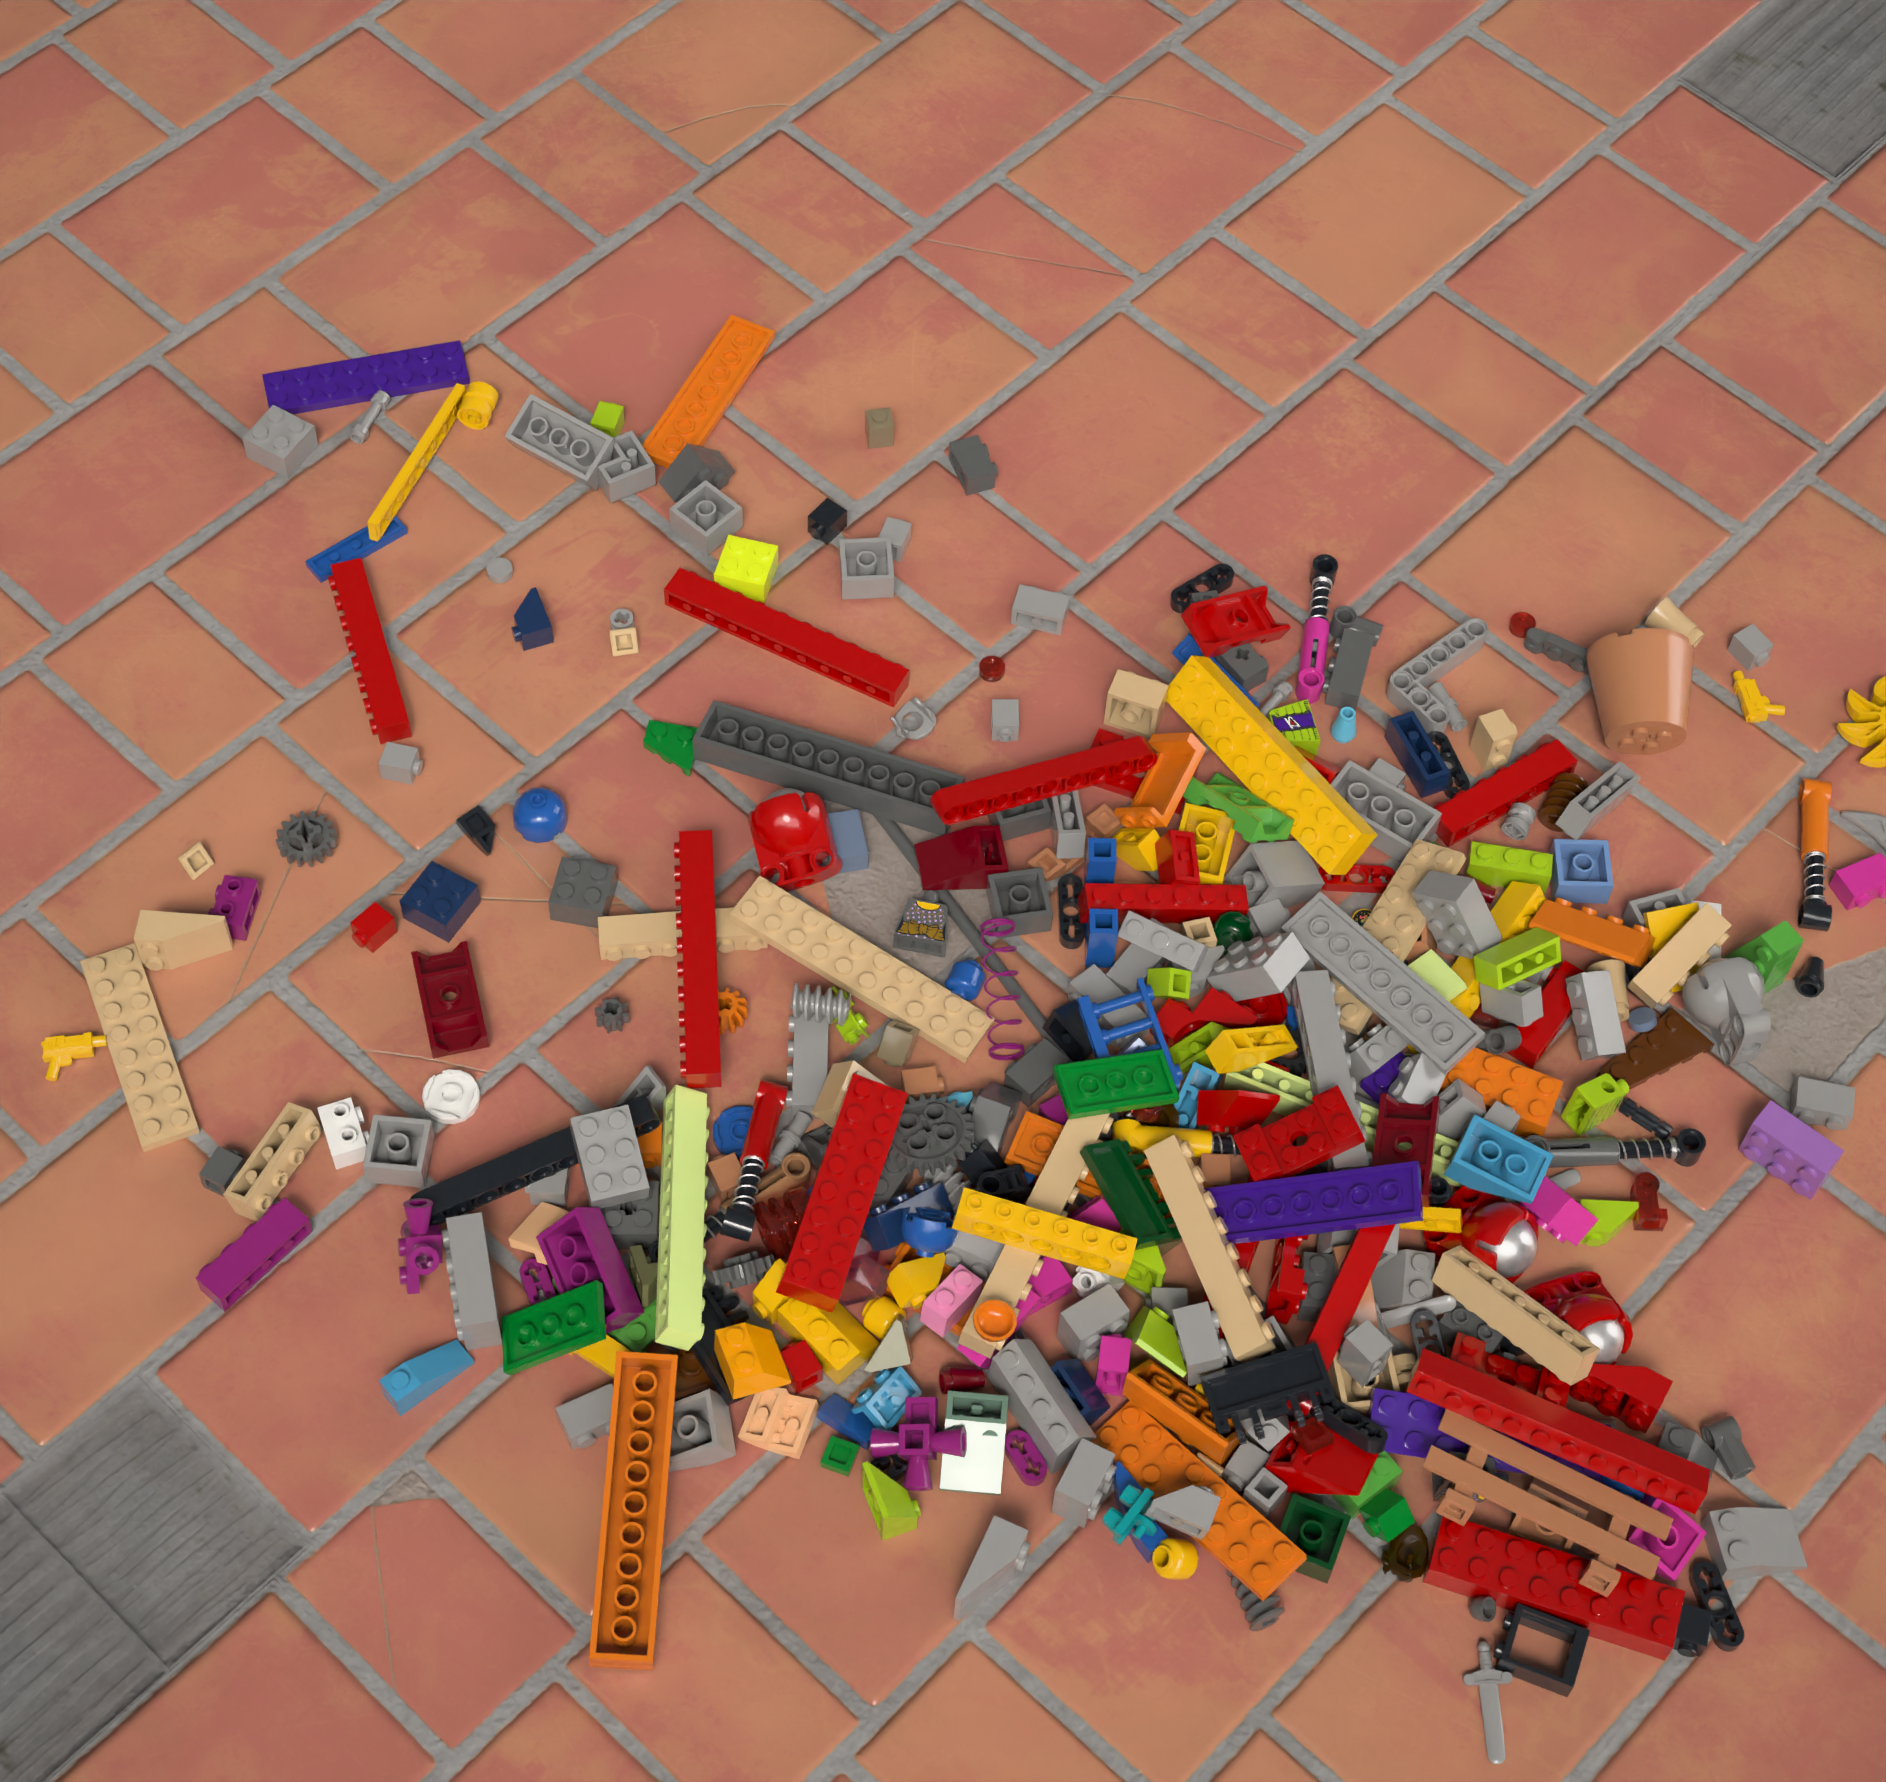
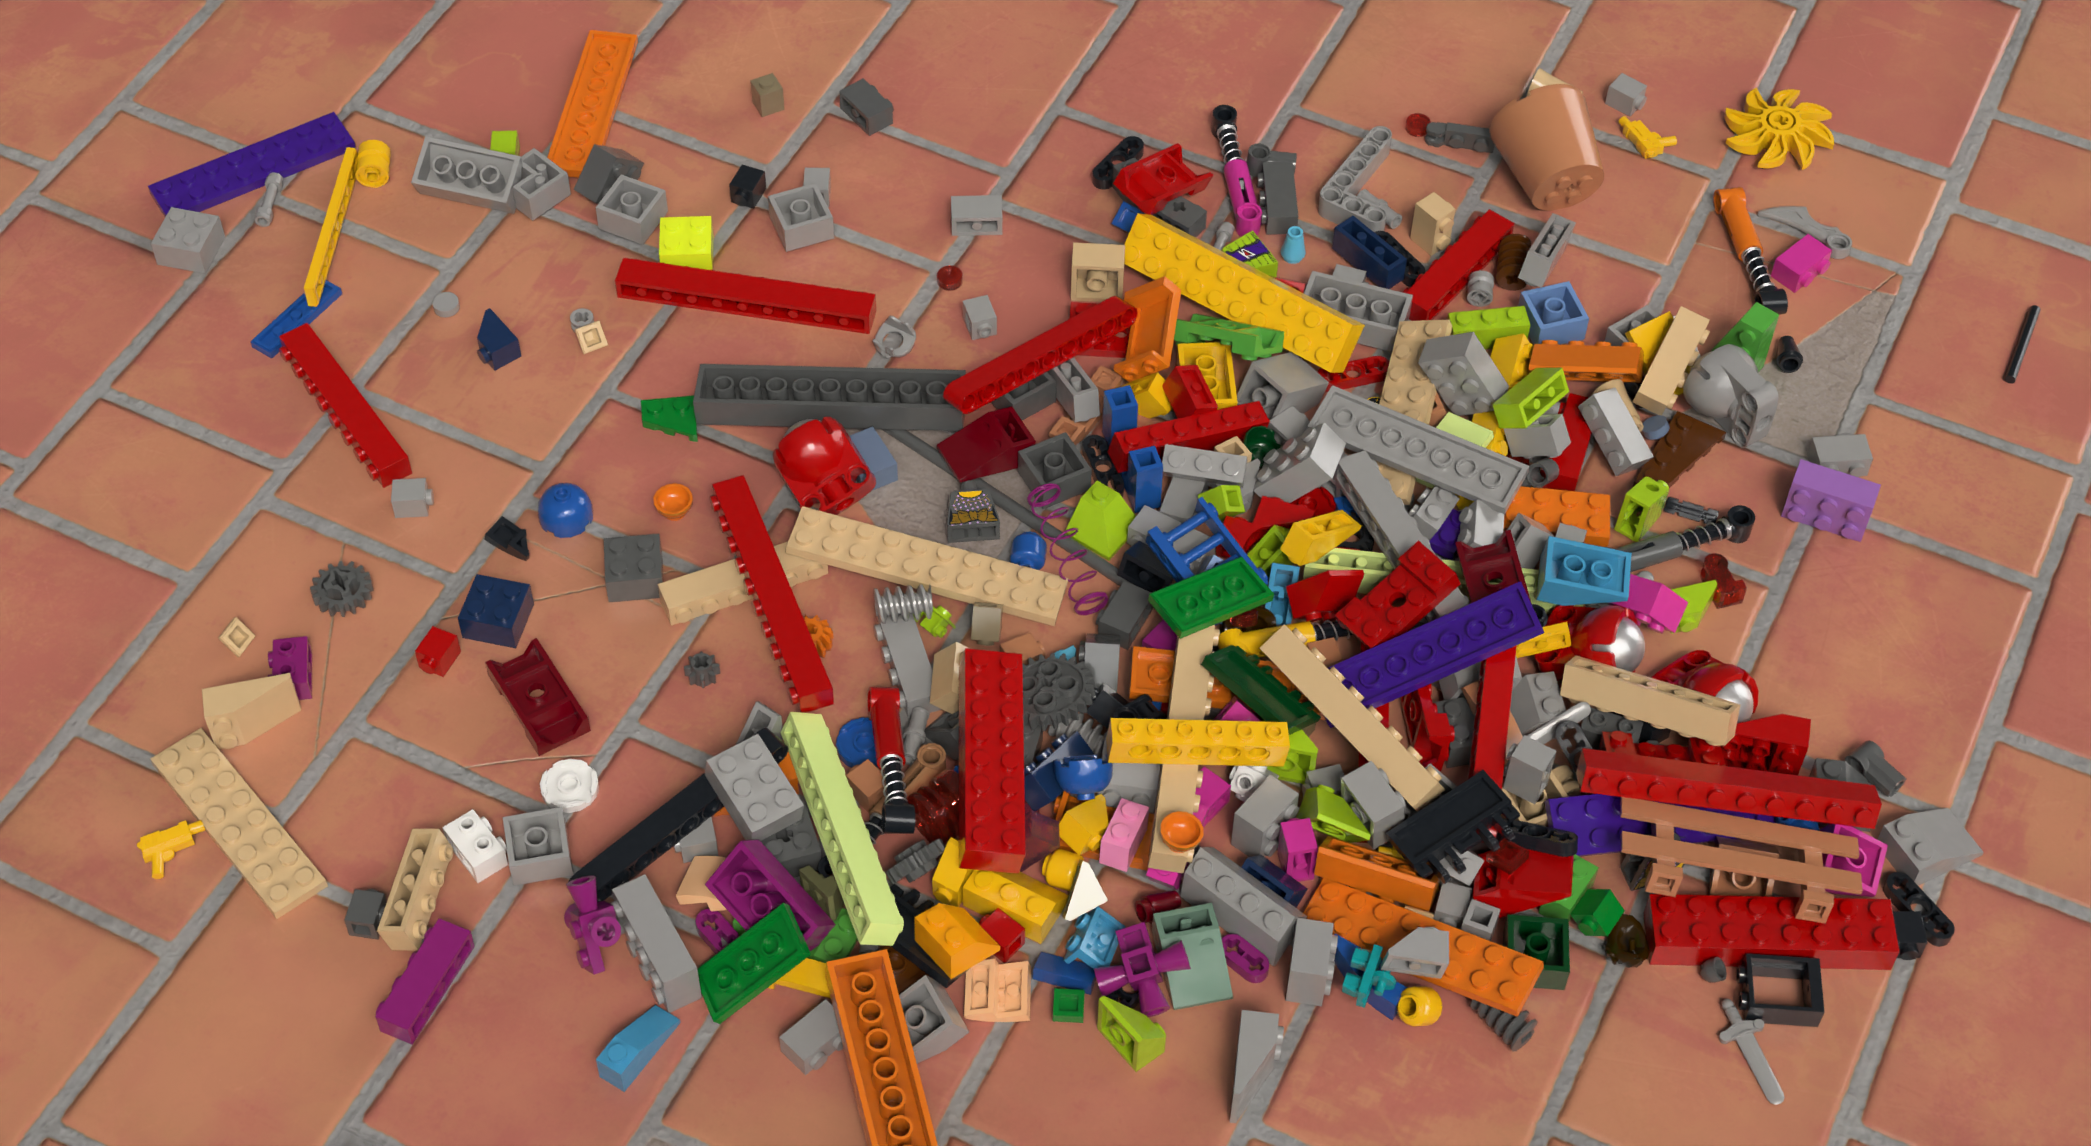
camera: 15 degrees left, 5 degrees down
(643, 833) = (673, 501): none -> orange piece
(1047, 967) = (1101, 520): none -> lime slope

